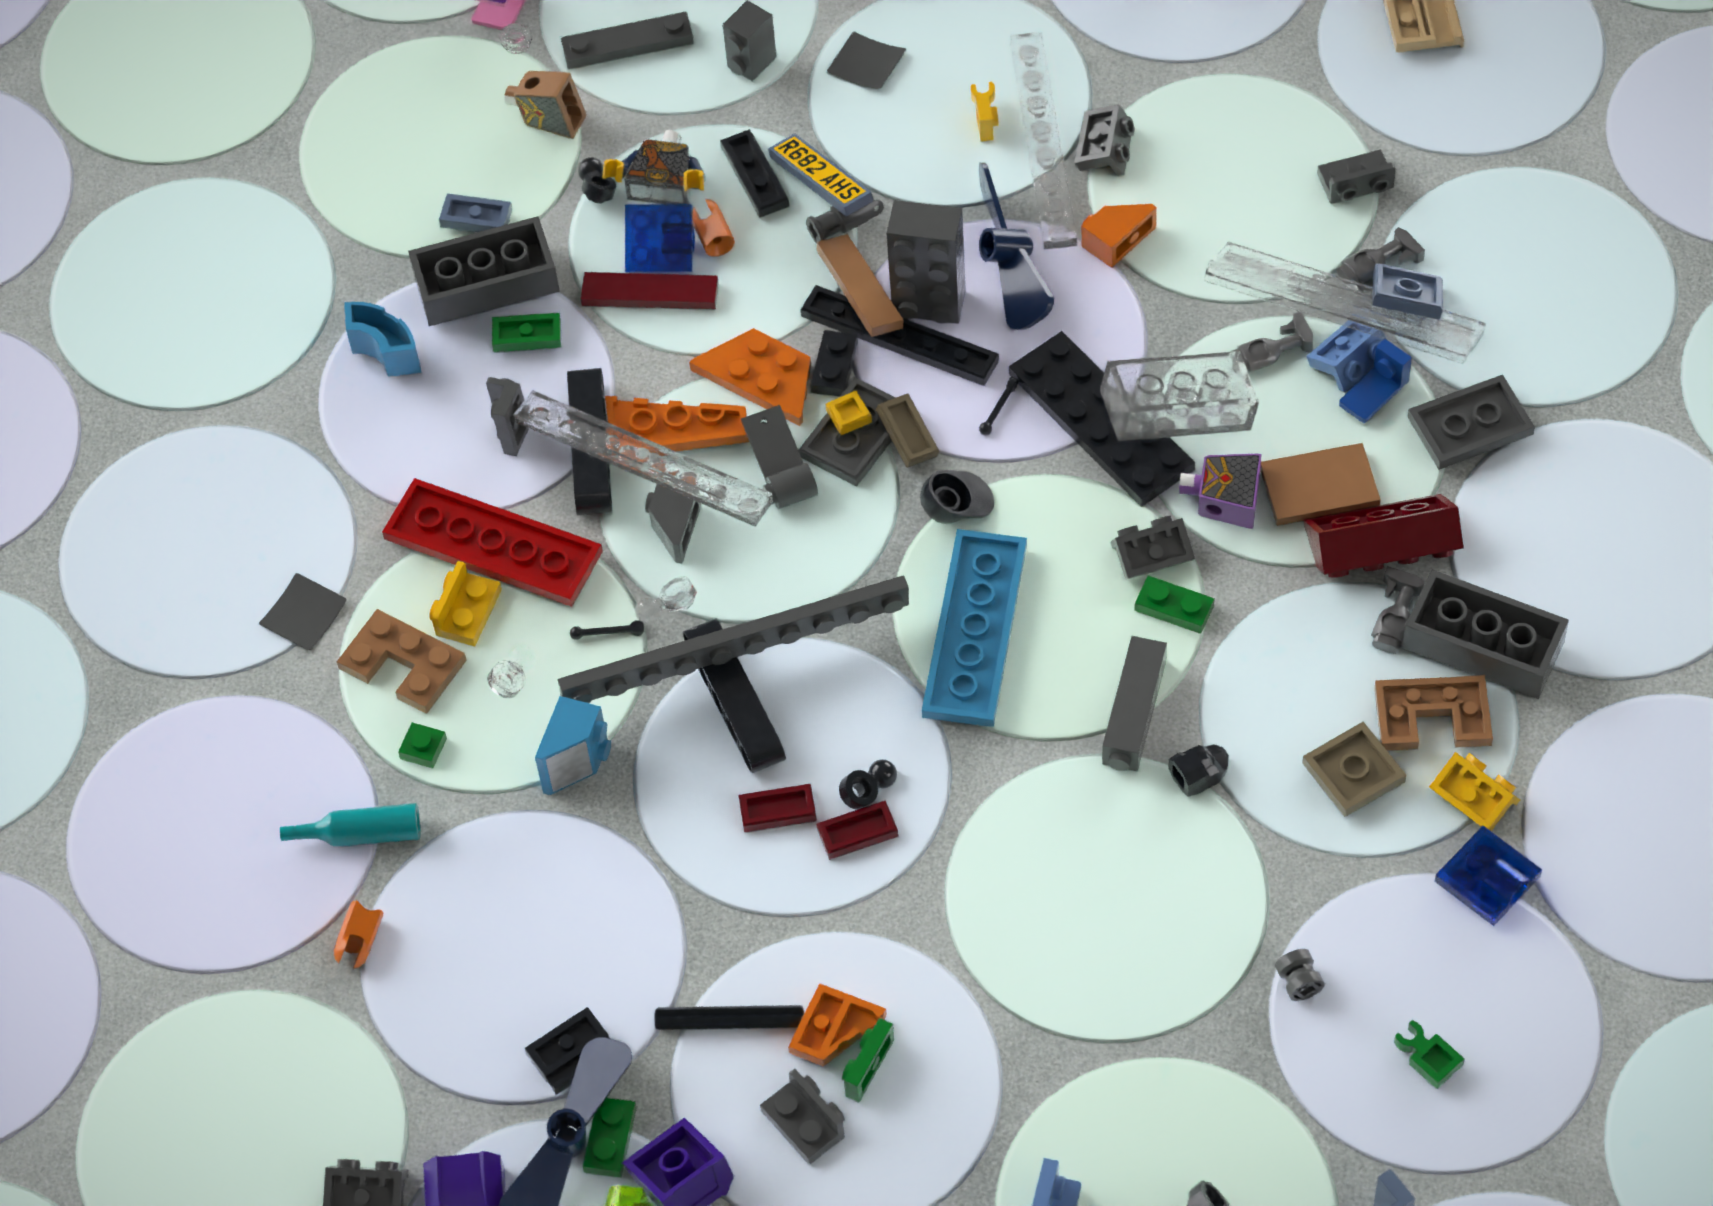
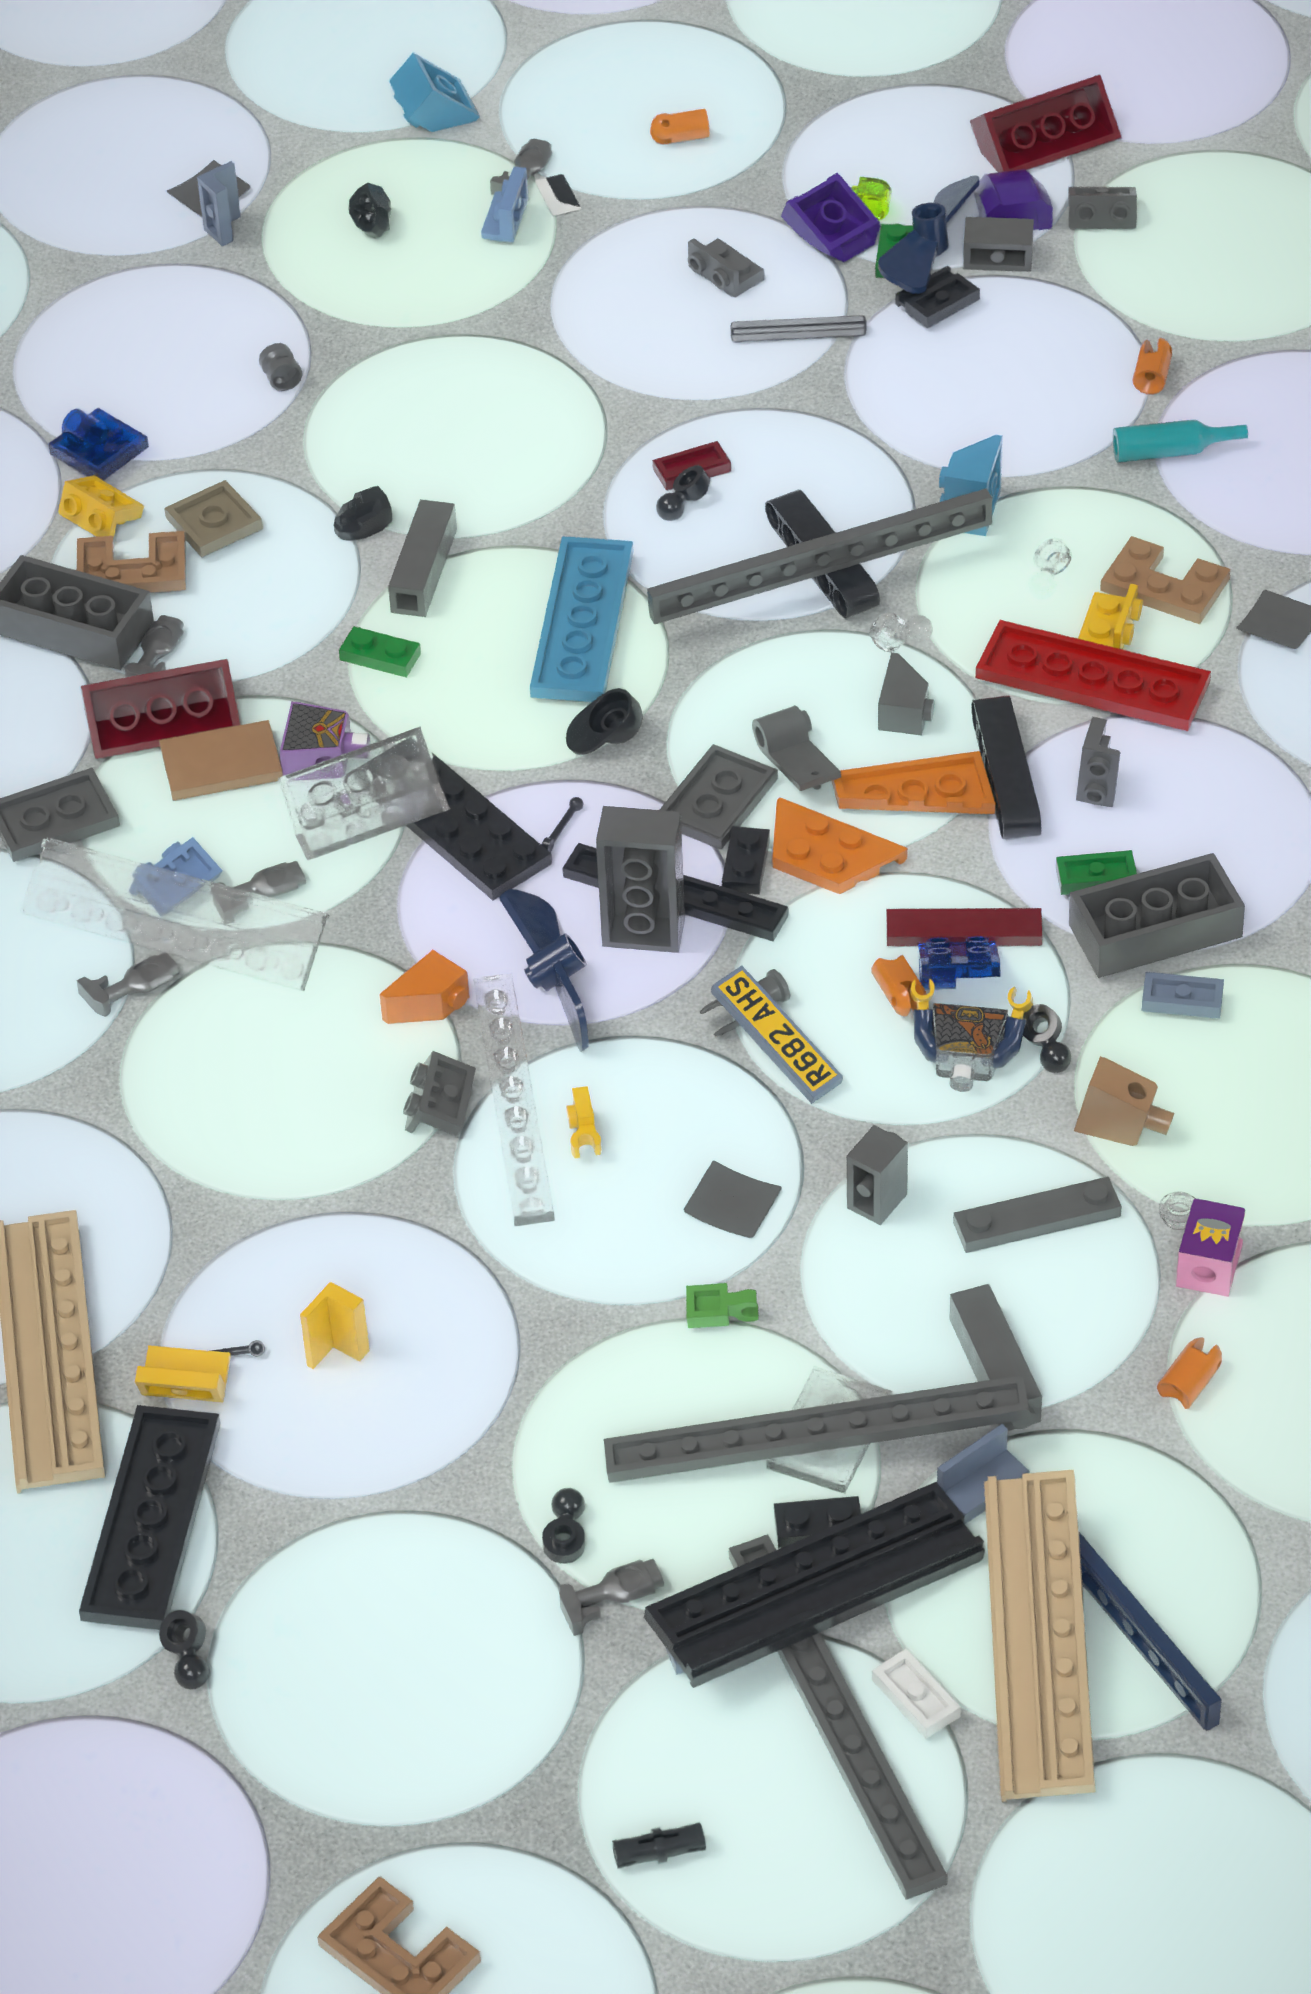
camera: 175 degrees right, 10 degrees down
(382, 337) = (1255, 844): dark azure brick -> none
(422, 745) = (1127, 513): green plate -> none
(492, 1124) = (998, 244): none -> dark grey brick
(636, 629) = (989, 608): black hinge -> none
(644, 458) = (940, 711): clear plate -> none
(754, 173) = (858, 1060): black tile -> none
(777, 808) = (770, 479): dark red tile -> none
(832, 1025) = (703, 323): orange wing -> none
(848, 412) = (724, 795): yellow tile -> none
(859, 285) = (722, 921): medium nougat tile -> none
(874, 1048) = (668, 297): green plate -> none
(907, 430) = (659, 785): dark tan tile -> none
(1152, 548) = (401, 693): dark grey bracket -> none
(1356, 176) = (143, 1065): dark grey bracket -> none
(1380, 384) = (150, 843): blue bracket -> none
(1407, 291) = (102, 924): sand blue tile -> none
(1431, 1058) = (169, 320): green plate -> none

